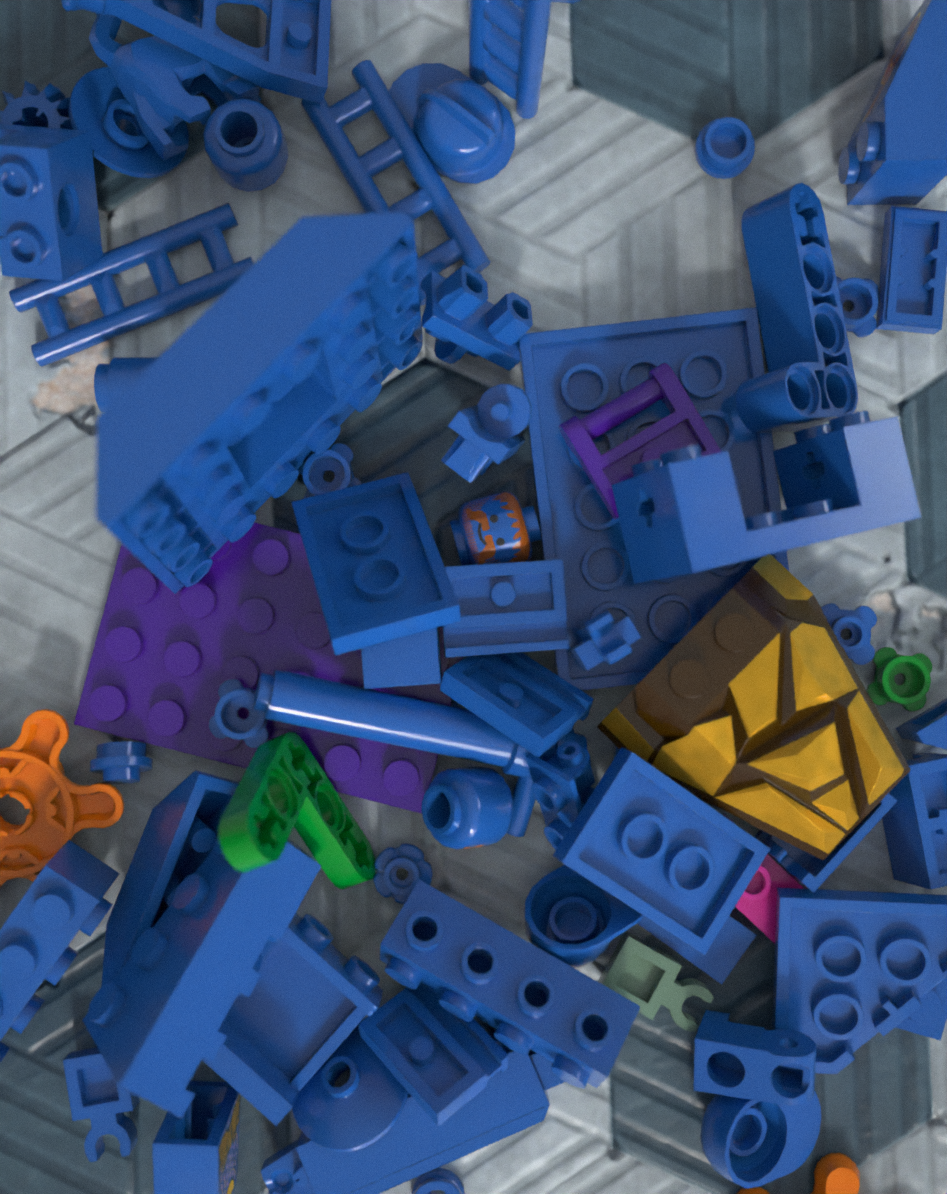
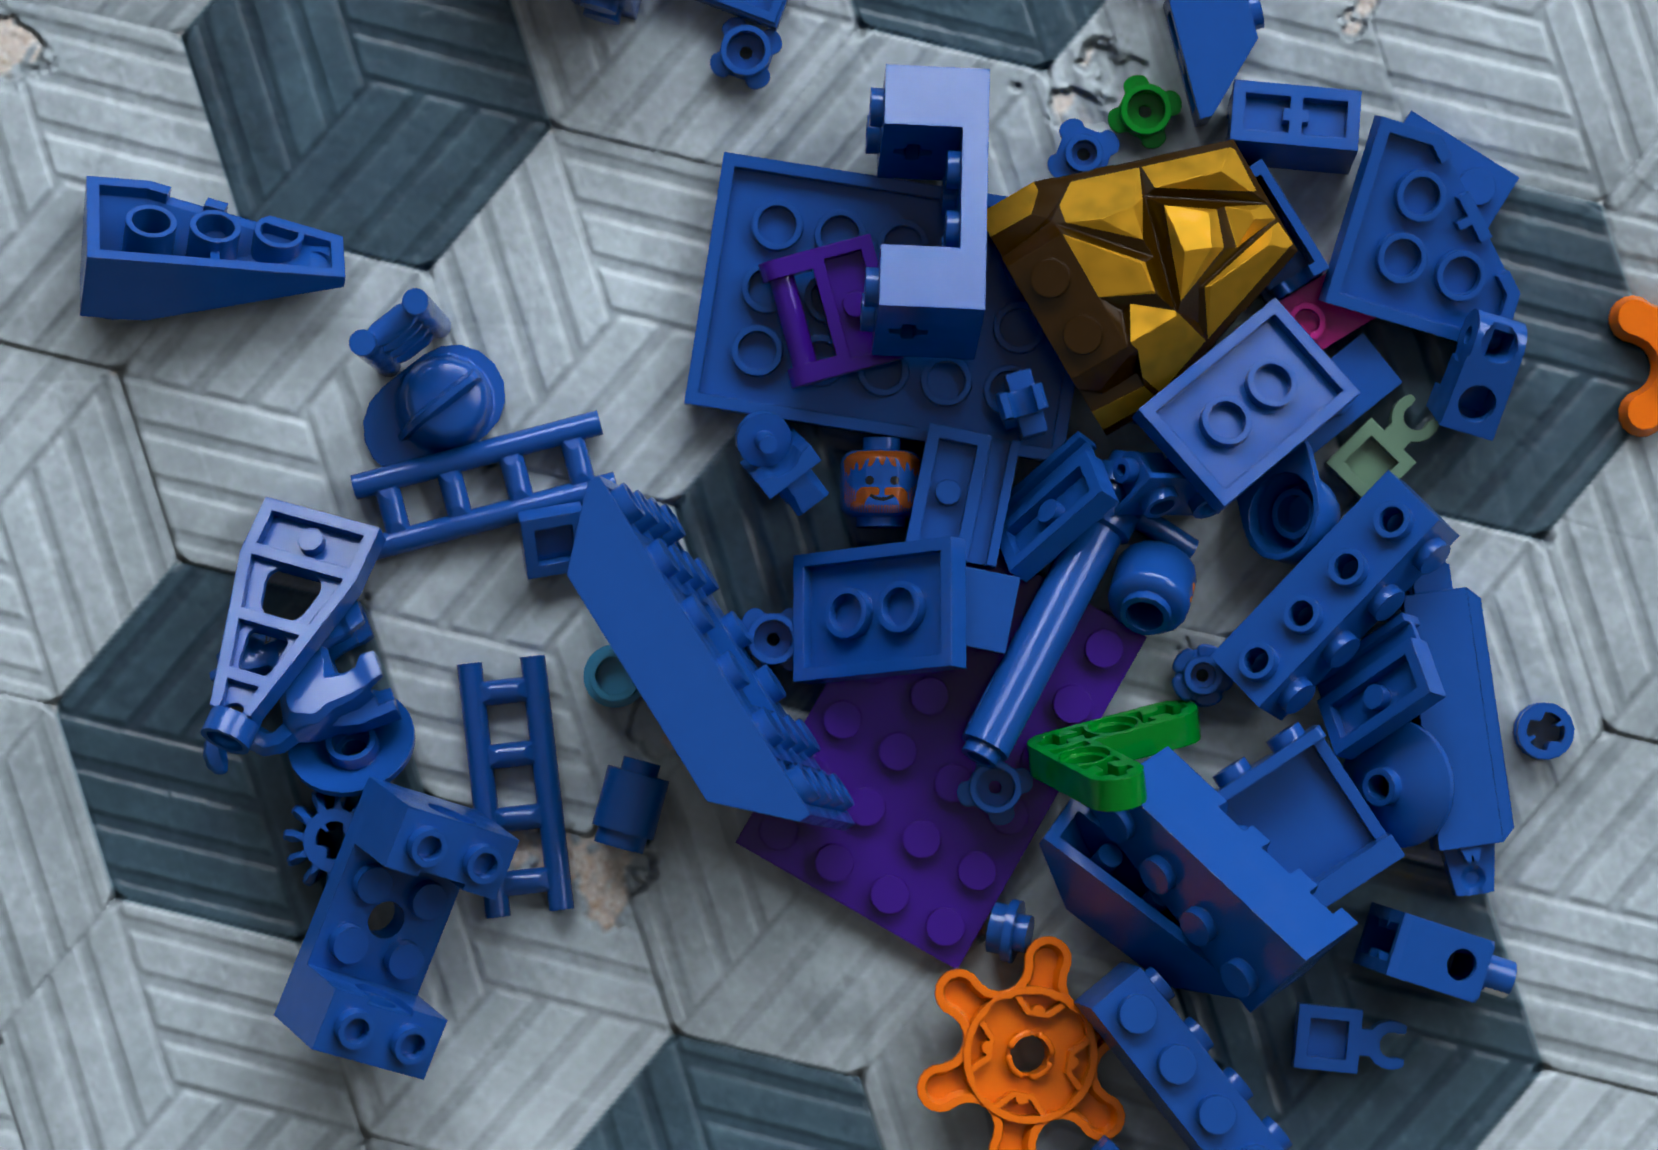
camera: 75 degrees left, 0 degrees up
(246, 144) = (389, 620): blue head -> none
(470, 324) = (658, 450): blue hips -> none
(724, 148) = (544, 133): blue plate -> none
(758, 1139) = (1559, 383): blue cap -> none
(798, 317) = (749, 114): blue beam -> none

